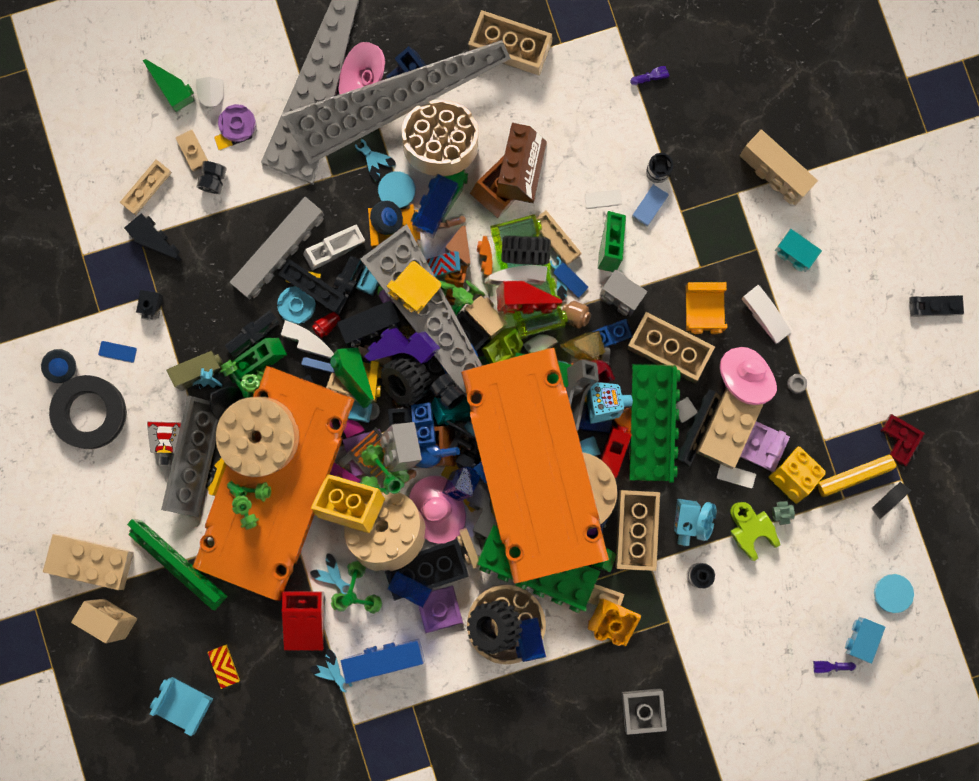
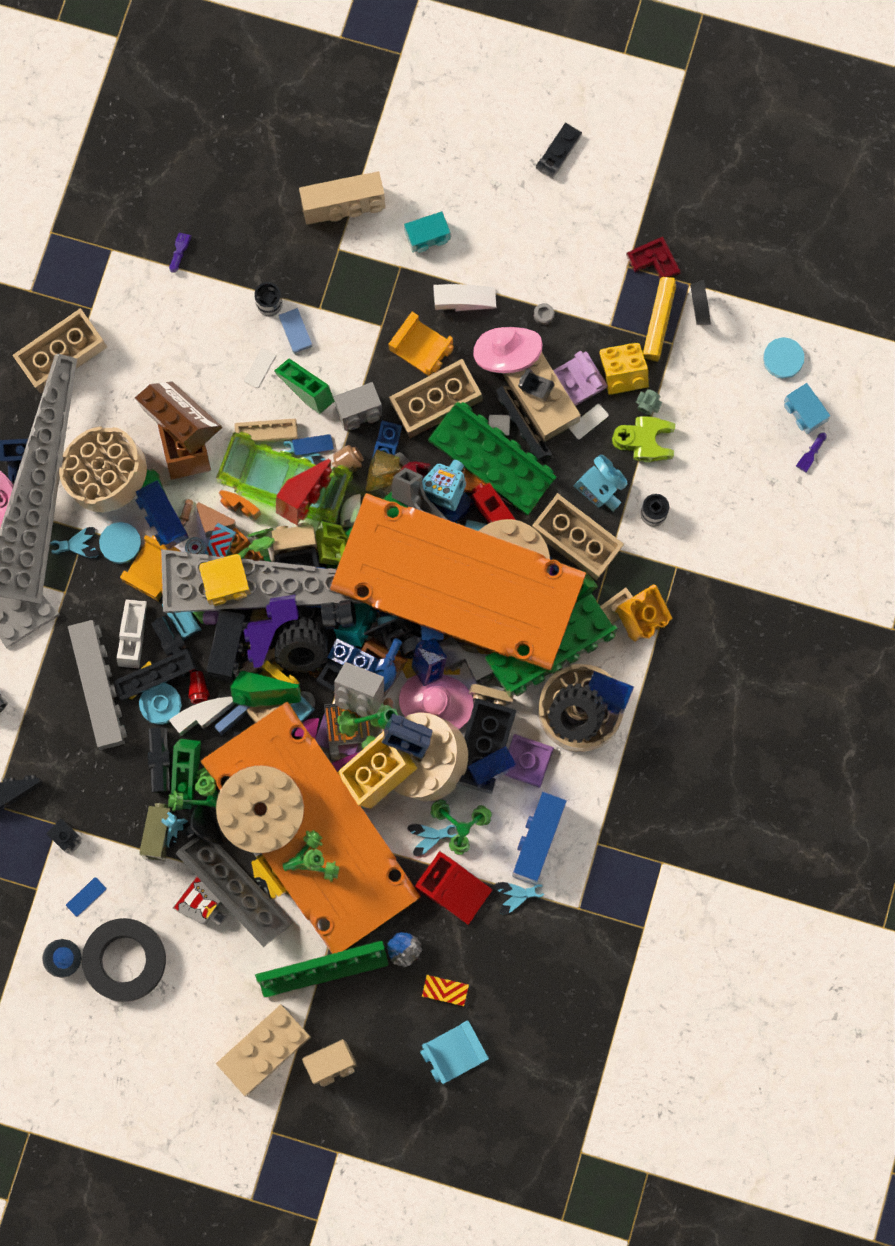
camera: 55 degrees left, 5 degrees down
(231, 615) = (404, 949): none -> piece
(386, 217) = (140, 566): black wheel -> none
(386, 509) = (407, 736): none -> dark blue brick
(431, 248) = (195, 546): none -> clear light blue tile
(526, 250) = (260, 461): black tyre -> none
(529, 273) = (285, 470): white slope -> none
(644, 711) = (740, 639): light grey brick -> none
(732, 418) = (535, 385): none -> black bracket

